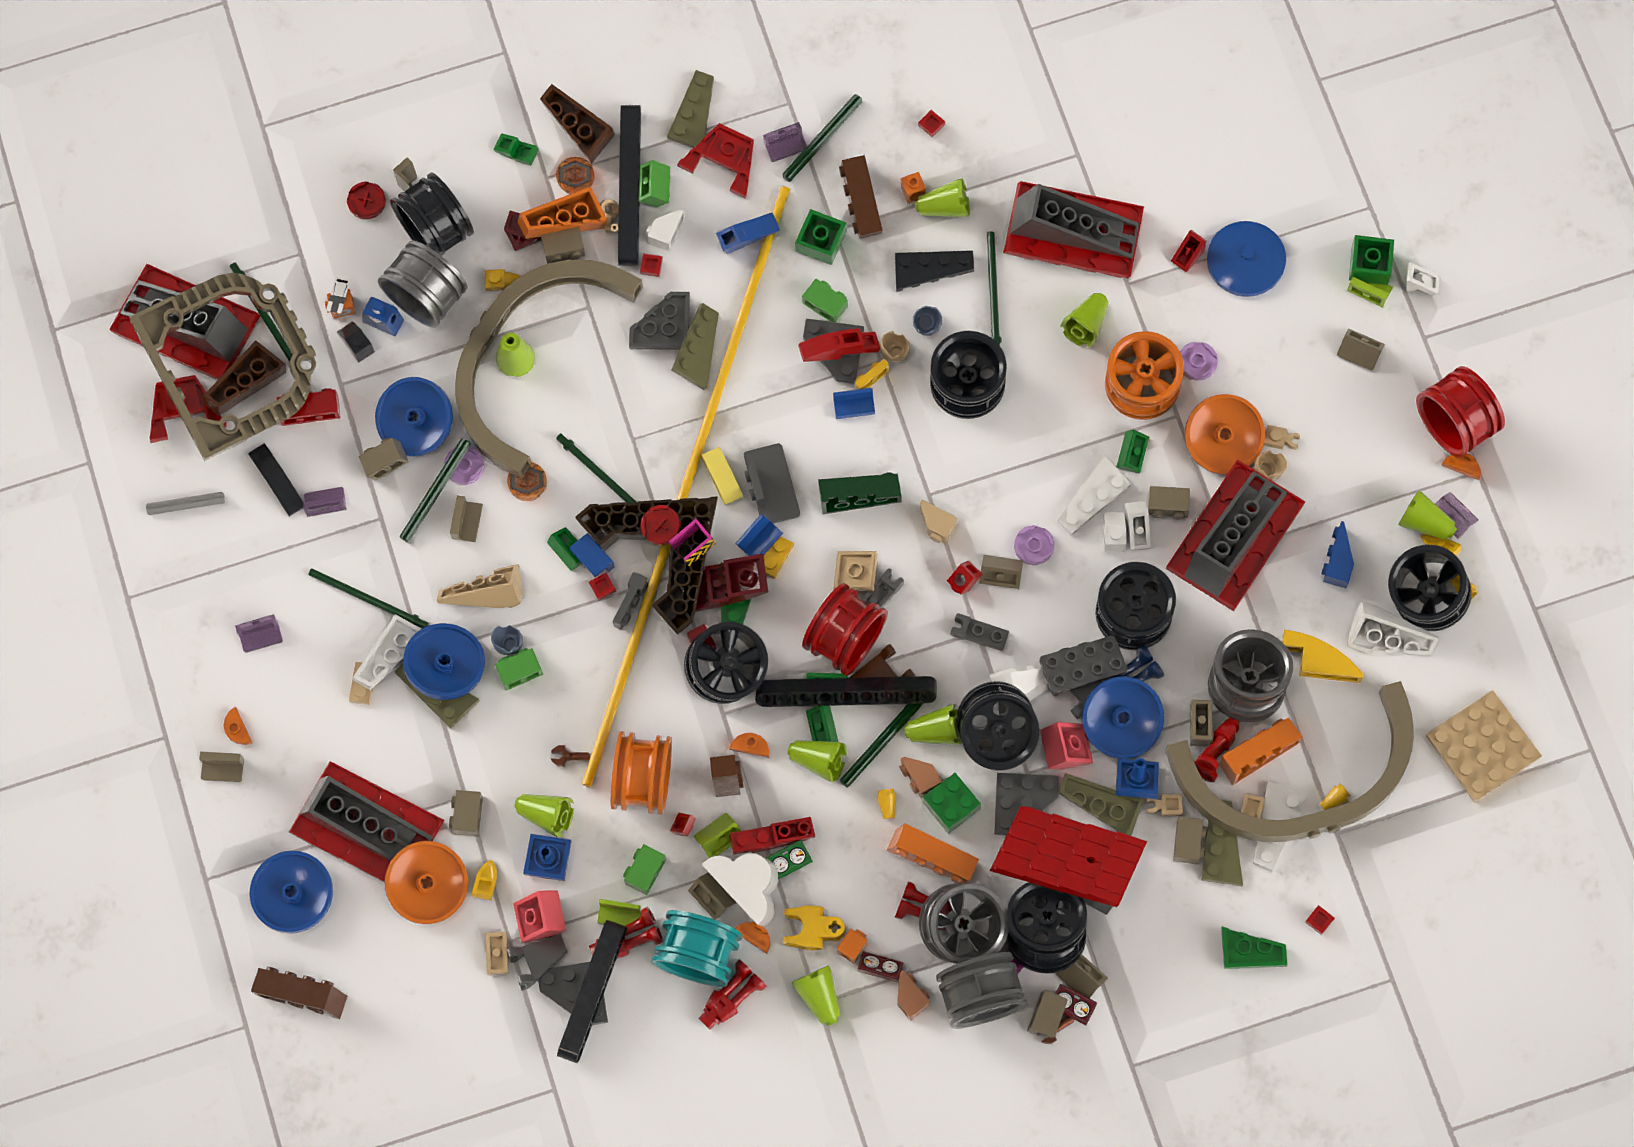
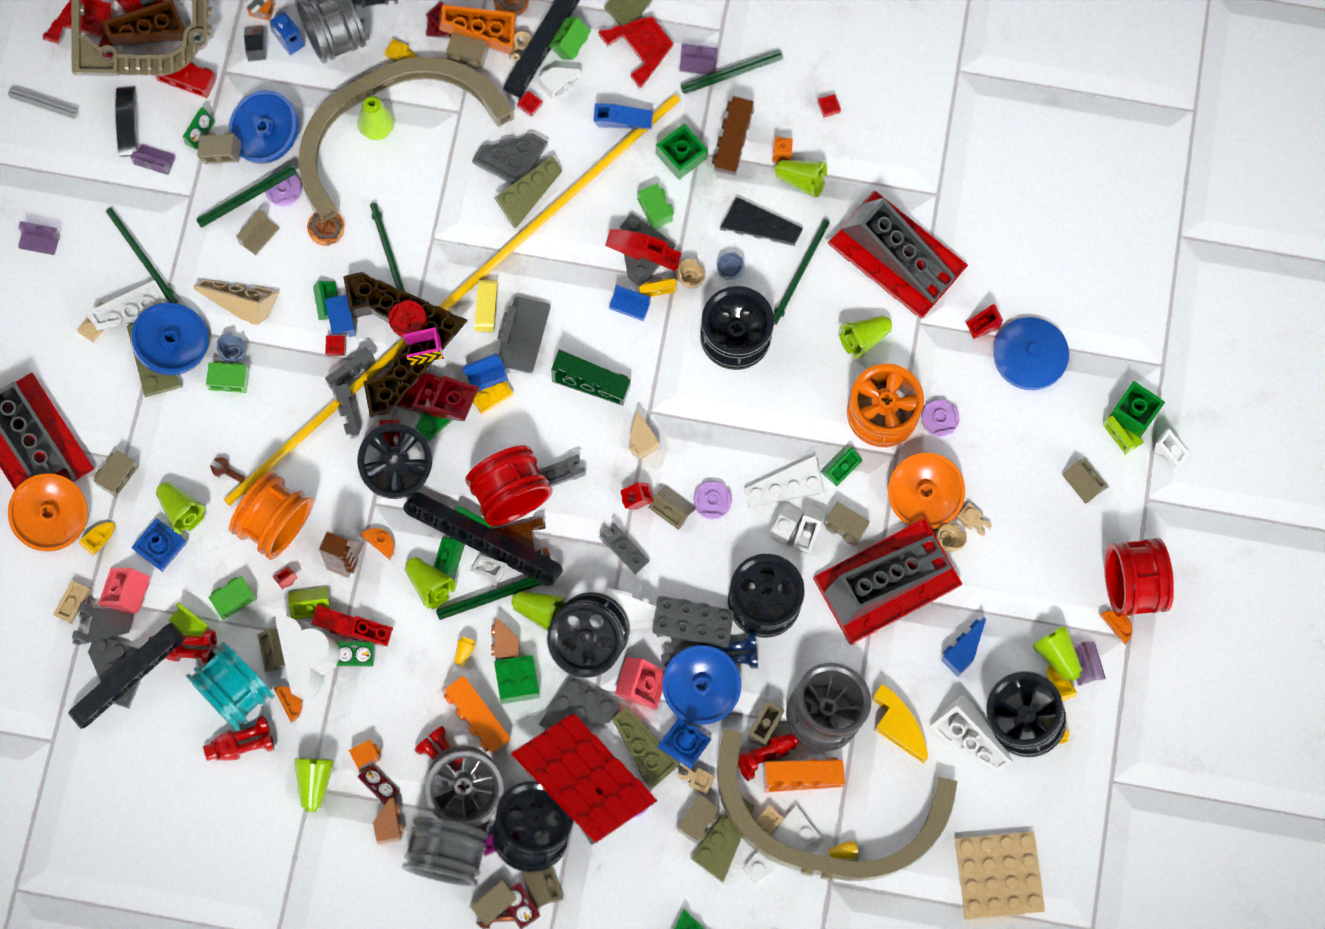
camera: 20 degrees right, 0 degrees up
(351, 450) = (198, 127): none -> slope
(639, 629) = (342, 395): none -> dark grey plate
(815, 928) = (342, 723): yellow piece -> none
(856, 569) = (551, 442): tan plate -> none
(868, 716) = (489, 569): none -> white slope

